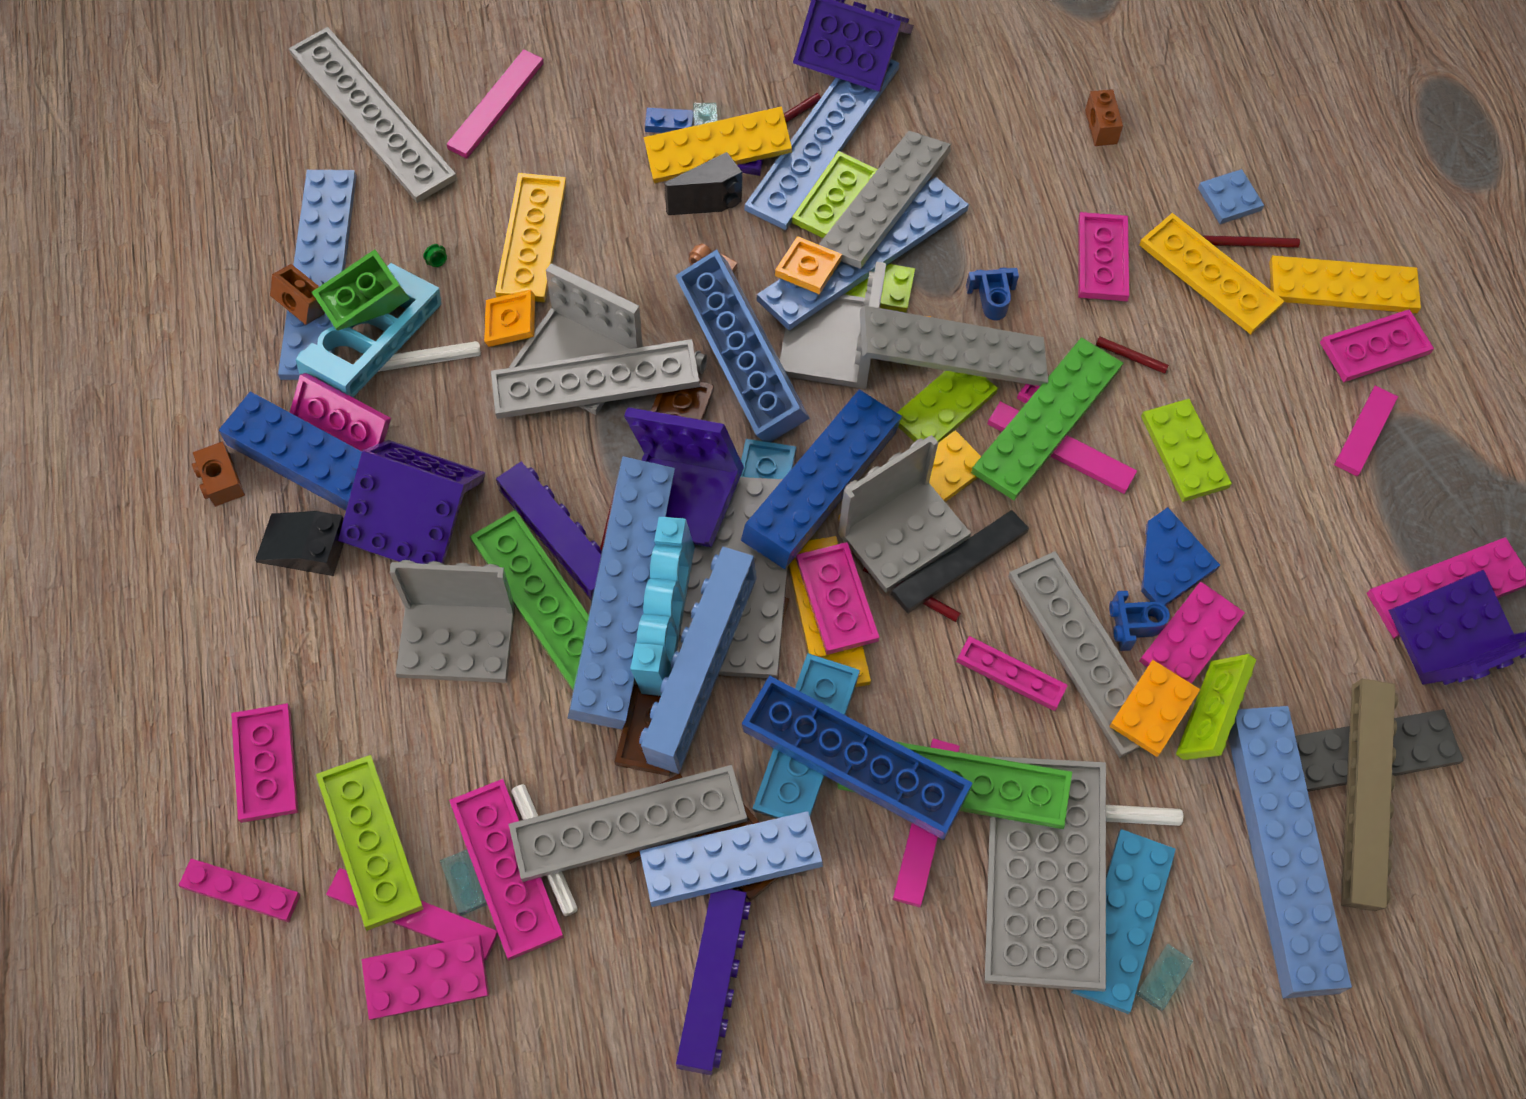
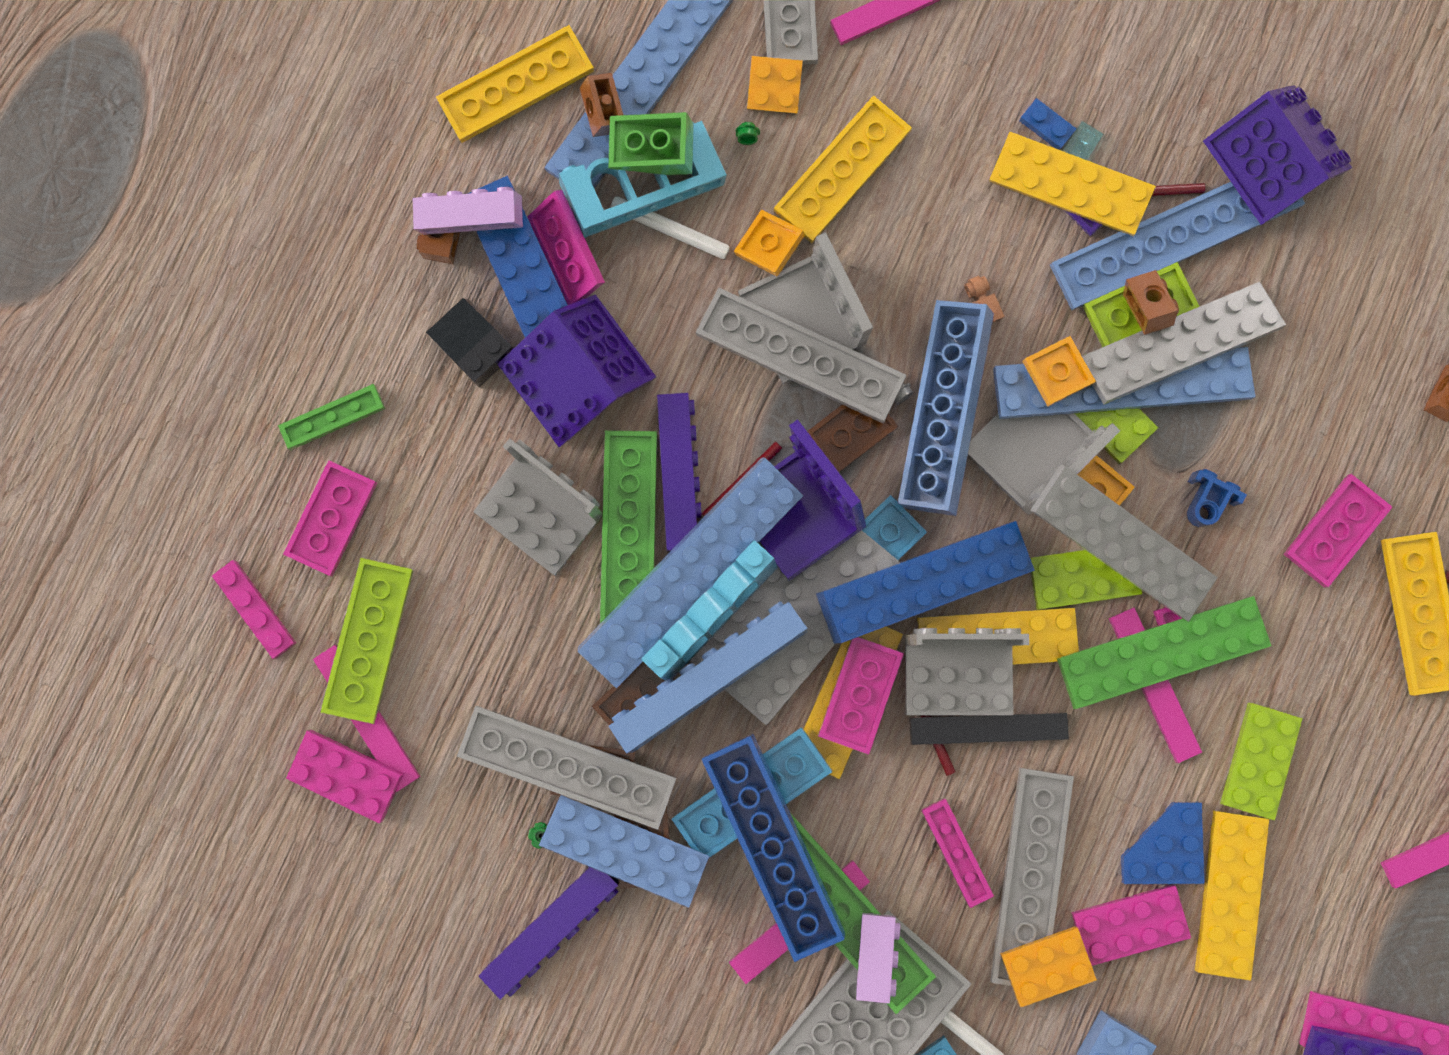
camera: 40 degrees right, 20 degrees up
(209, 330) = (515, 83): none -> yellow plate
(210, 678) = (331, 417): none -> bright green plate
(233, 431) = (467, 211): none -> lavender brick
(433, 209) = (774, 84): none -> light orange plate
(463, 882) = (418, 721): clear light blue plate -> none
(517, 907) = (443, 777): dark pink plate -> none
(556, 880) = (500, 706): white axle -> none
(642, 911) = (533, 834): none -> green plate
(705, 188) = (1030, 227): black slope -> none
(839, 181) = (1150, 315): none -> dark orange brick
(1011, 787) = (877, 958): none -> lavender brick
(1132, 355) = (1286, 642): dark red bar -> none
(1133, 619) = (1093, 880): blue pin -> none
(1216, 707) = (1098, 1003): lime plate -> none
(1248, 562) = (1232, 895): none -> yellow plate

